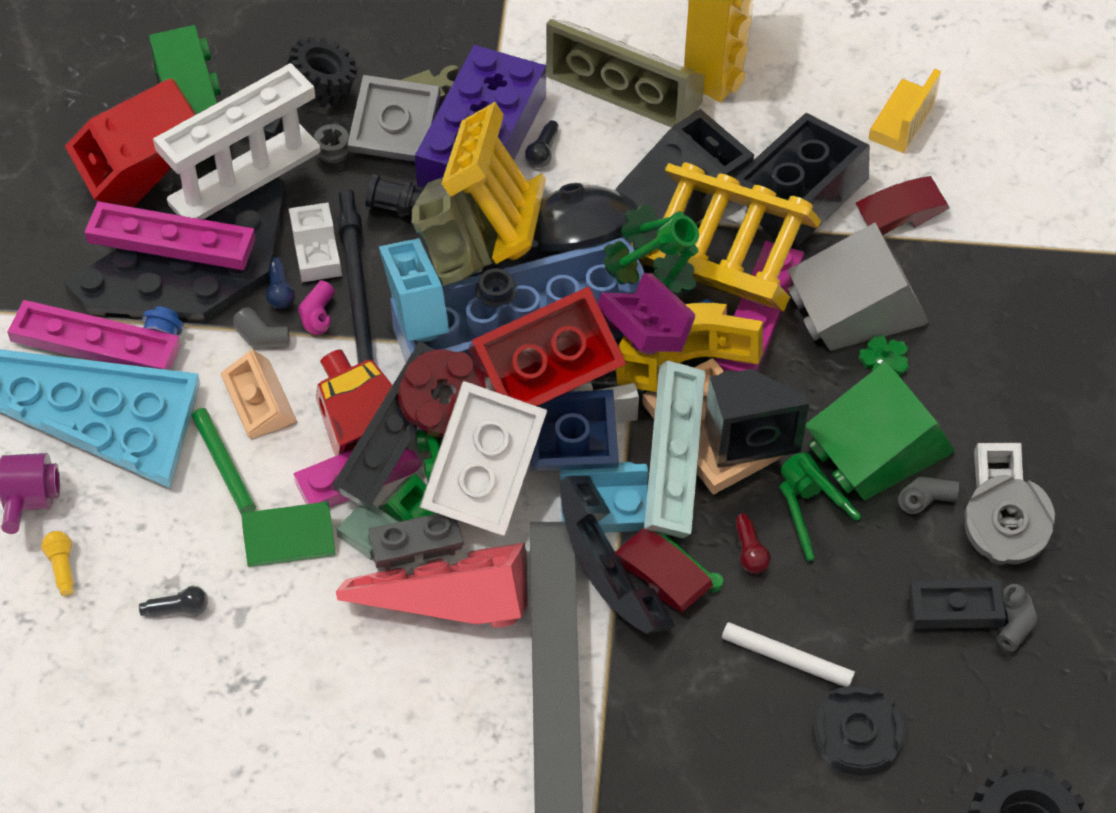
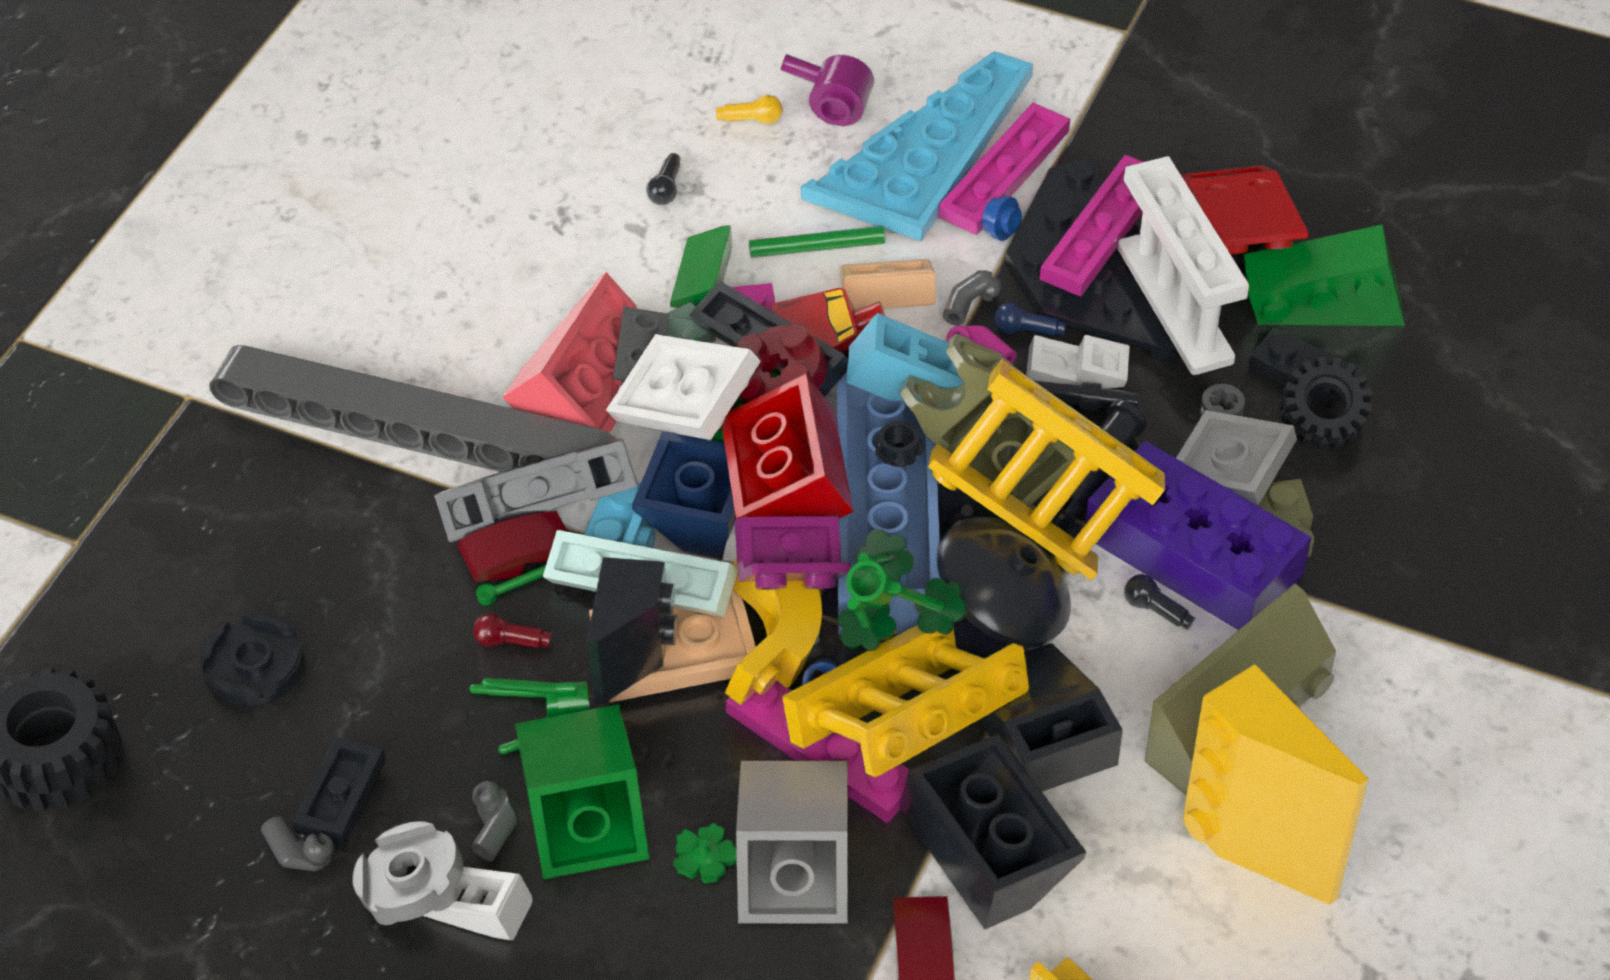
camera: 110 degrees right, 5 degrees down
(788, 655) = (366, 627): white bar -> none

